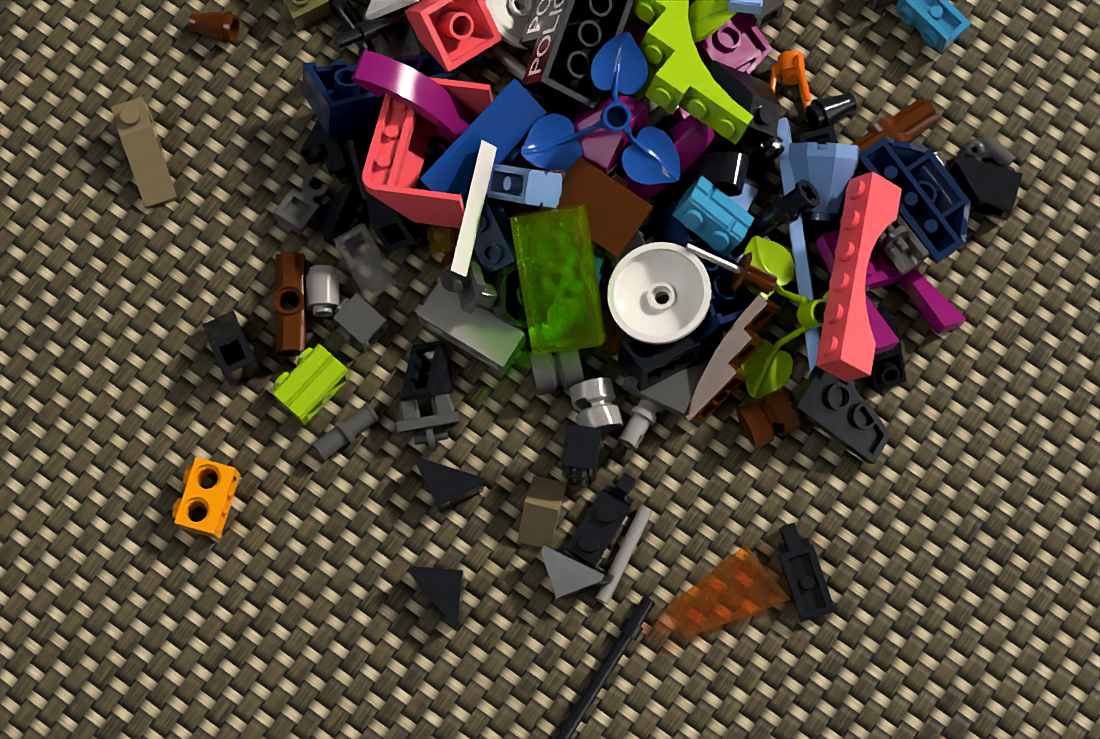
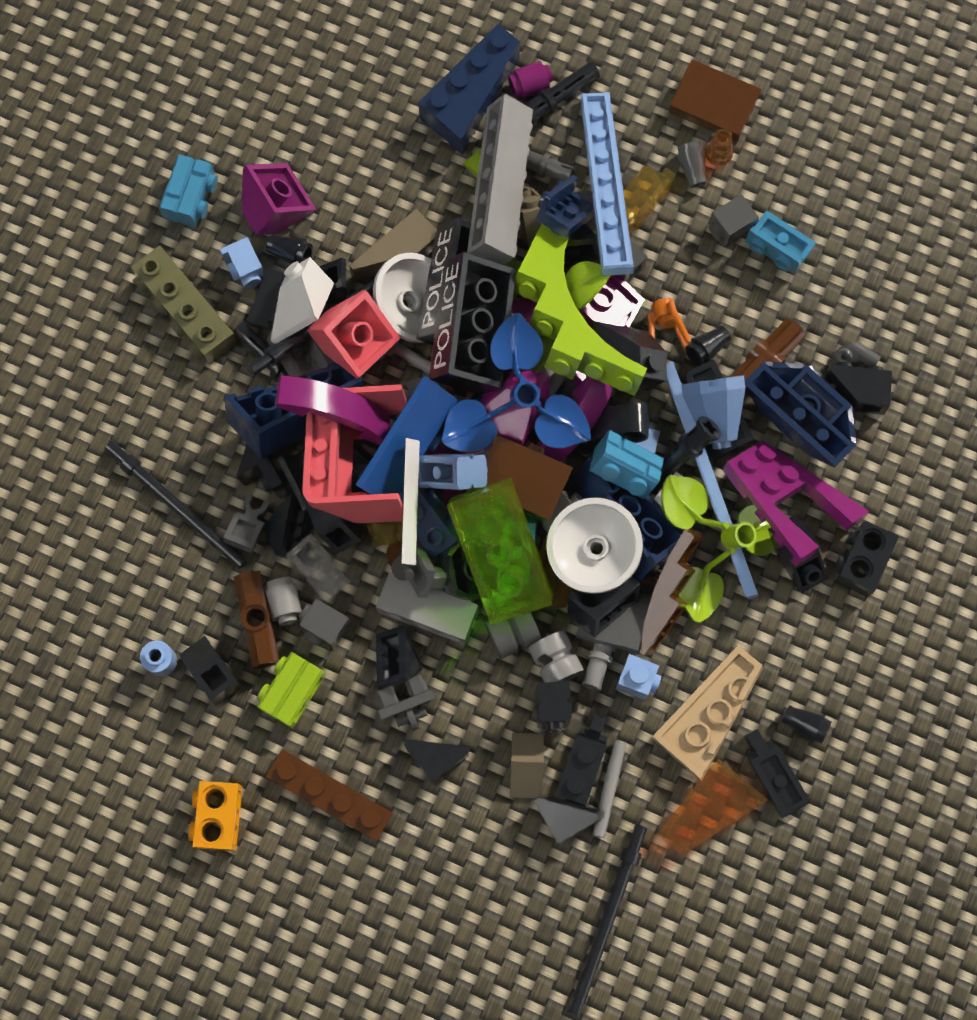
camera: 15 degrees left, 0 degrees up
(144, 152) = (91, 505): dark tan slope -> none
(186, 330) = (164, 665): none -> light blue brick
(196, 122) = (132, 466): none -> black bar
(217, 25) = (134, 373): reddish brown cone -> none
(328, 501) = (329, 795): none -> reddish brown plate
(345, 431) = (331, 727): dark grey pin -> none
(443, 588) = (453, 856): black slope -> none
(679, 443) = (638, 677): none -> light blue brick
(743, 271) = (665, 510): reddish brown piece -> none
(743, 499) = (707, 715): none -> tan wing
(764, 156) = (660, 398): black axle -> none
(768, 418) = (715, 636): reddish brown wheel -> none
(842, 414) = (776, 618): black wing -> none
(846, 334) = (772, 553): coral arch -> none
(852, 530) = (807, 723): none -> black cone
(902, 246) = (795, 454): dark grey hips -> none
(955, 370) = (871, 561): none -> black brick

